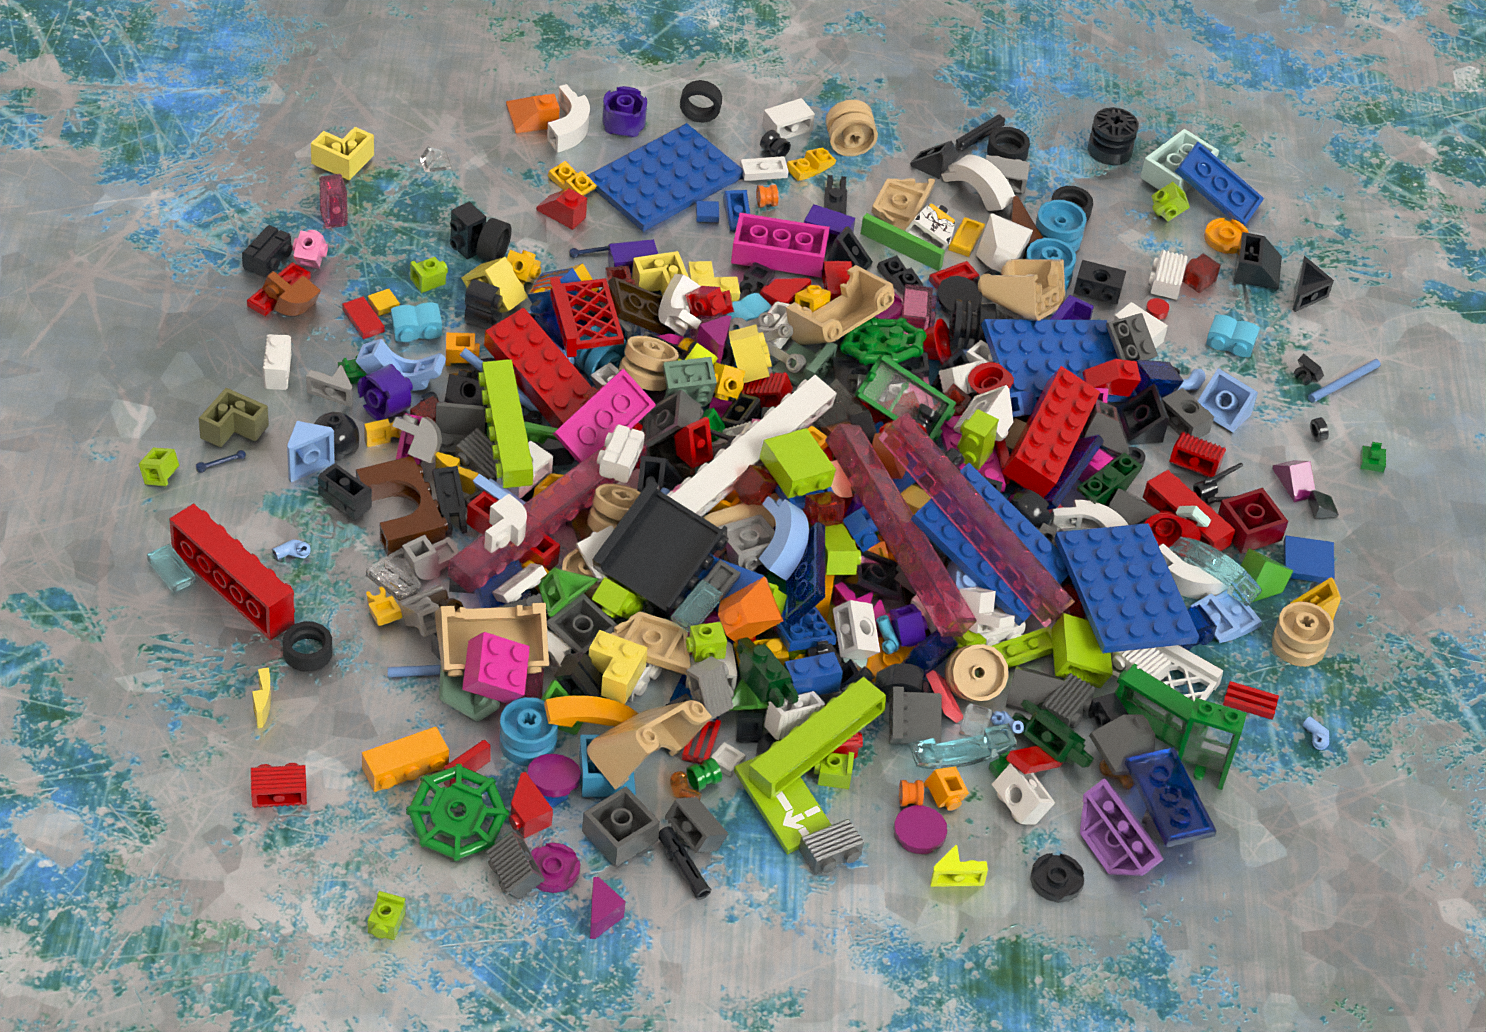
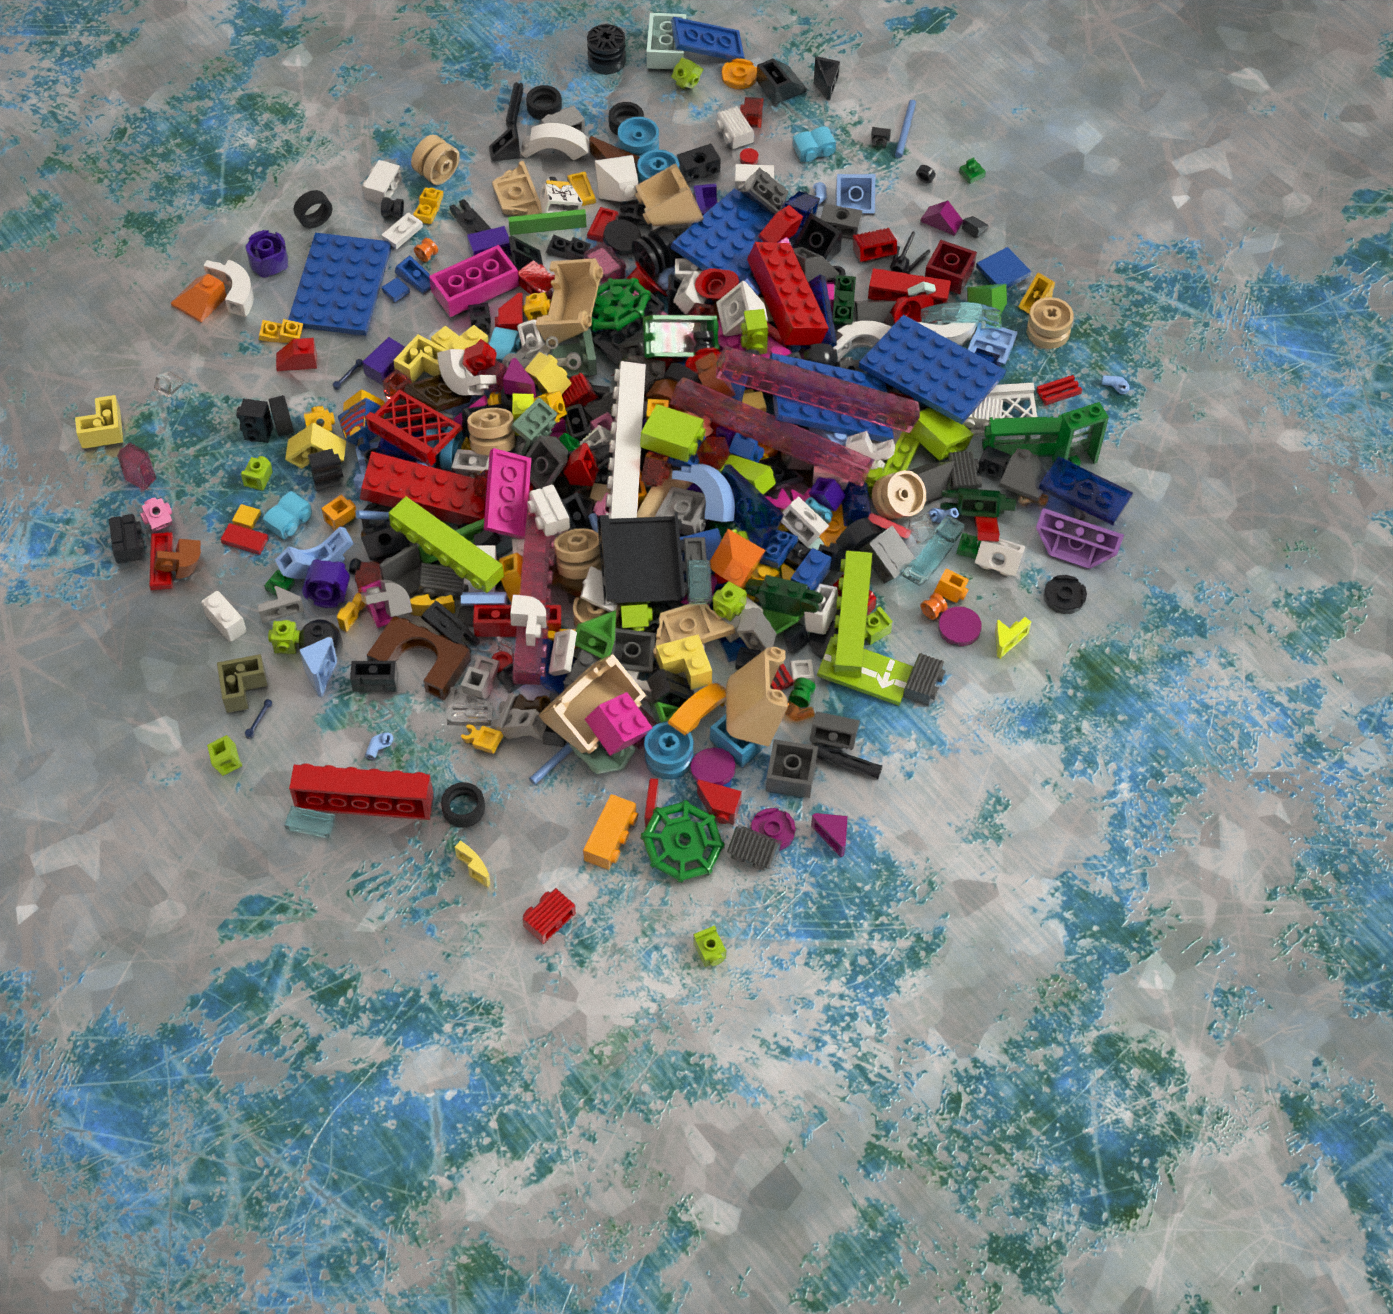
camera: 35 degrees left, 10 degrees up
(306, 408) = (284, 637): none -> lime brick

